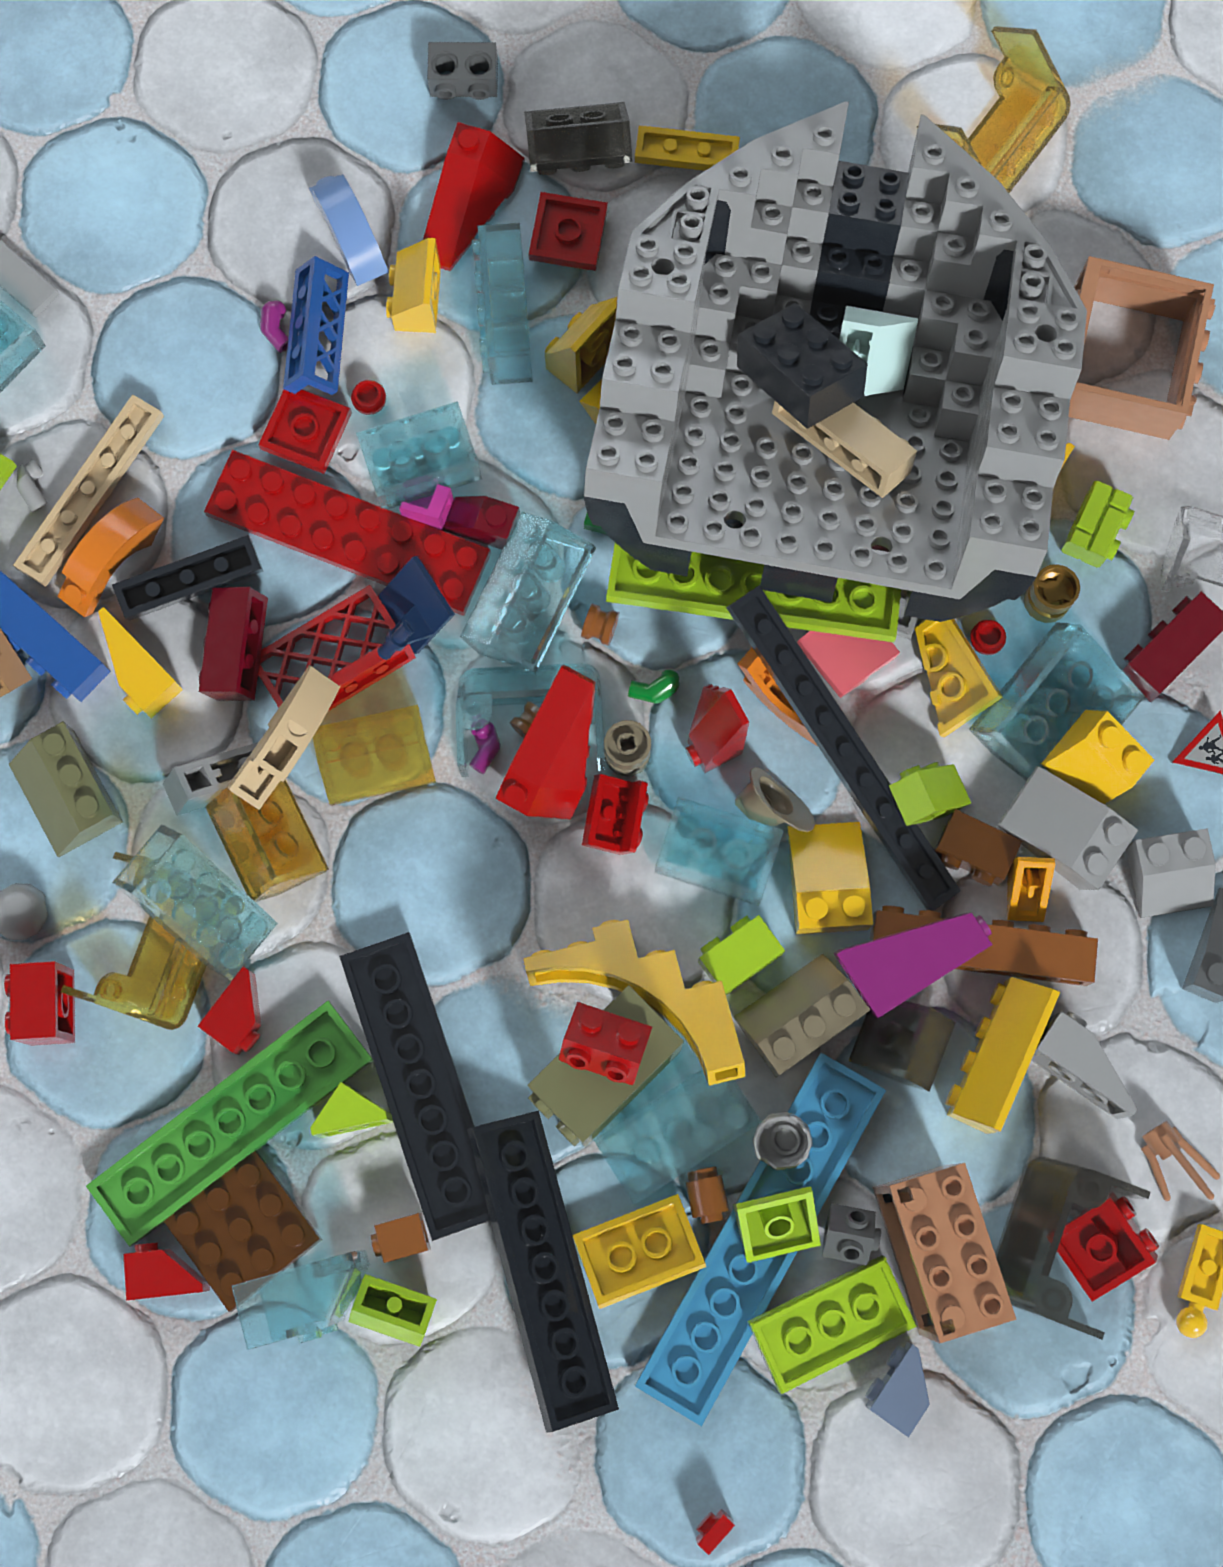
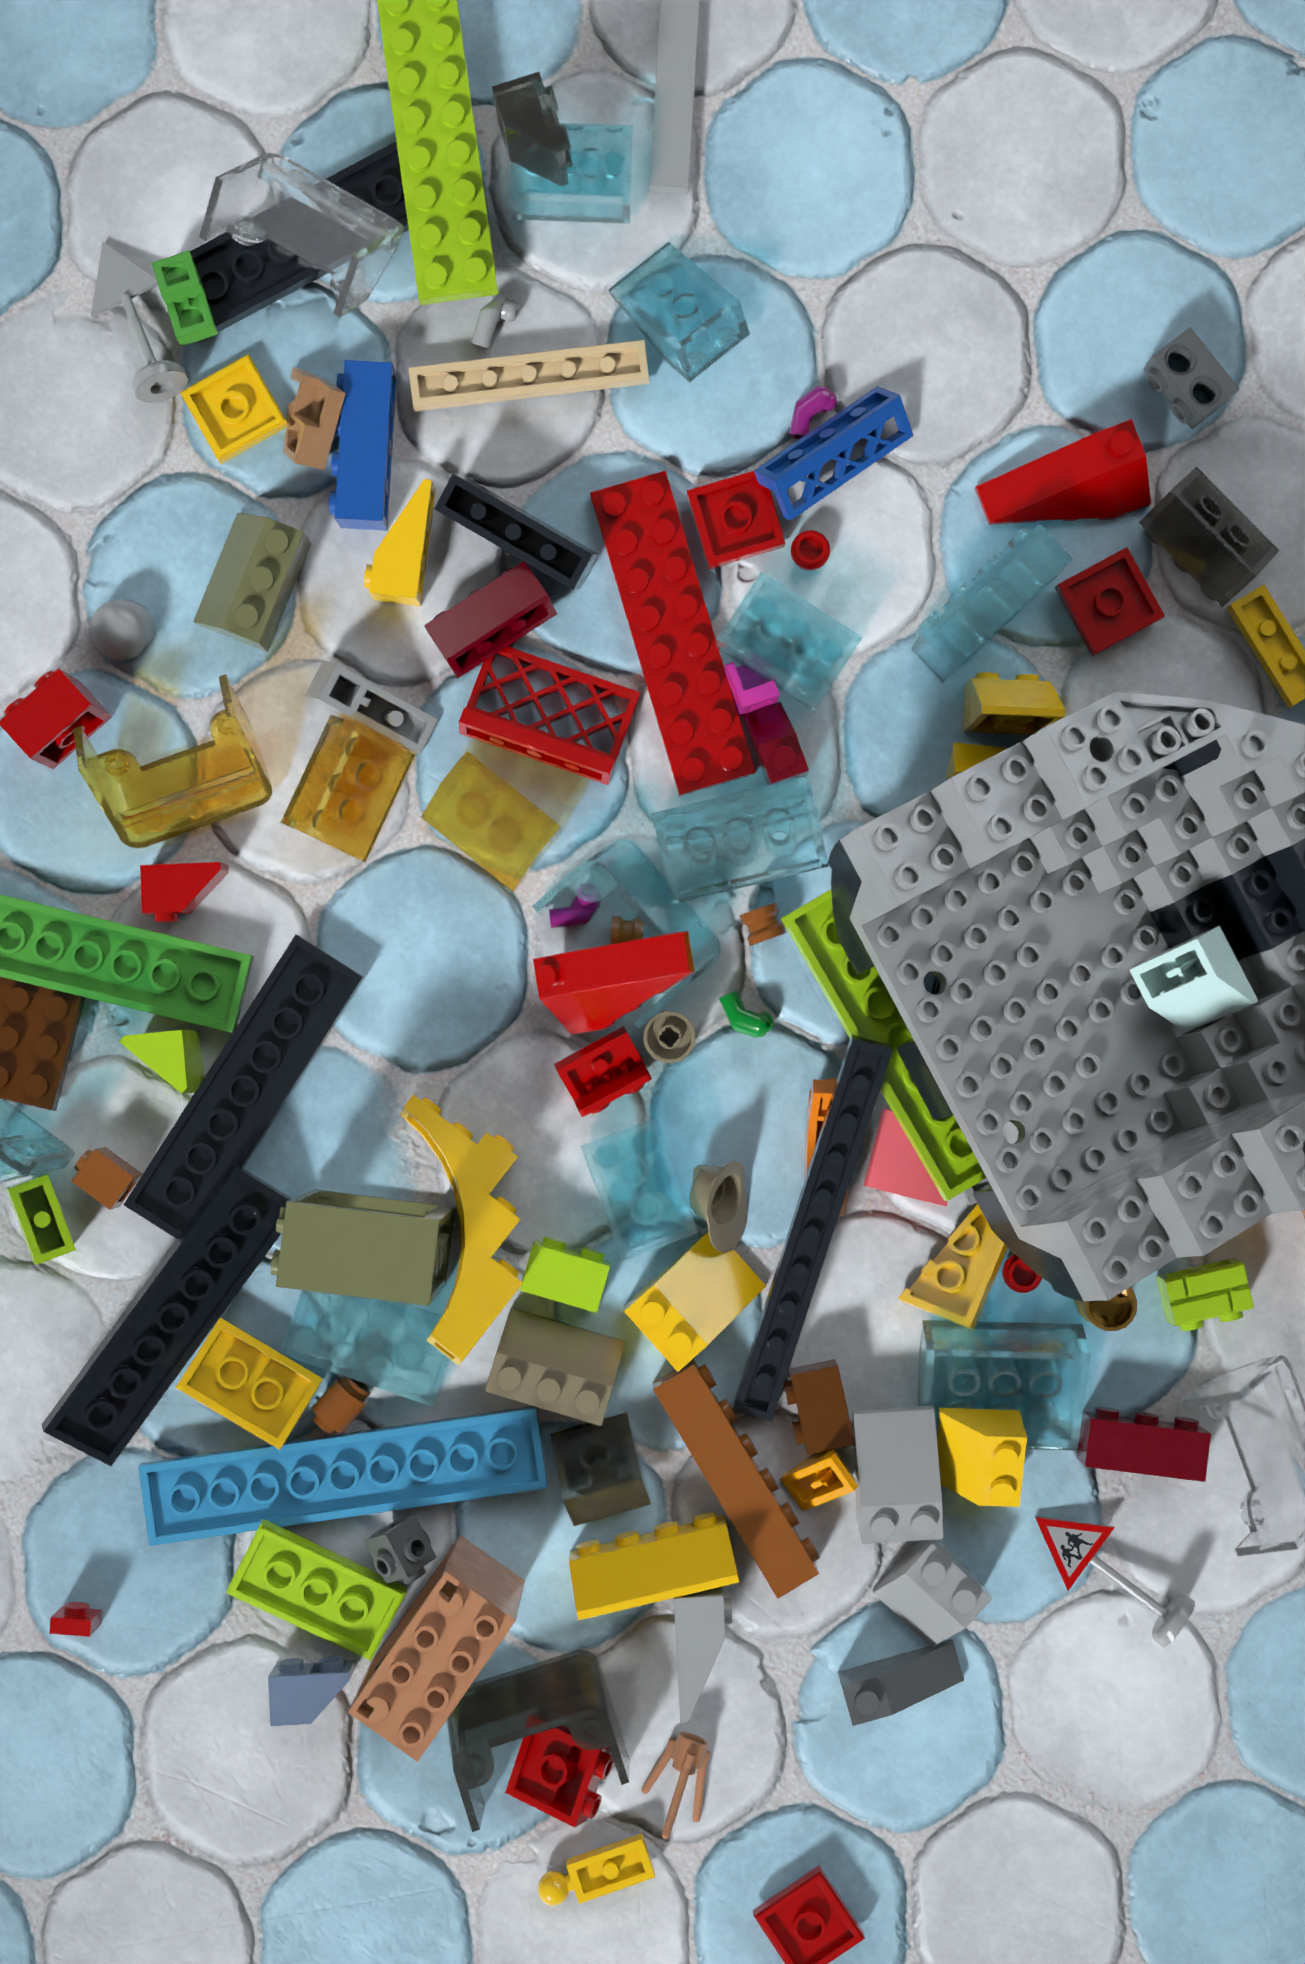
camera: 50 degrees right, 10 degrees up
(104, 549) = (484, 437): orange arch -> none
(134, 355) = (681, 311): none -> clear light blue slope
(195, 902) = (233, 780): clear light blue brick -> none
(286, 738) = (438, 740): tan slope -> none
(349, 228) = (952, 402): medium blue arch -> none
(415, 288) = (942, 510): yellow slope -> none
(415, 608) = (646, 753): dark blue plate -> none
(604, 1043) = (370, 1242): red bracket -> none
(716, 729) = (742, 1101): red wedge -> none
(777, 1224) = (361, 1482): lime slope -> none
(782, 1140) = (431, 1436): light grey hair -> none
(801, 365) = (1125, 932): black brick -> none
(859, 446) = (1096, 1015): tan brick -> none
(906, 962) = (672, 1431): magenta slope -> none
(929, 793) = (833, 1332): lime brick -> none

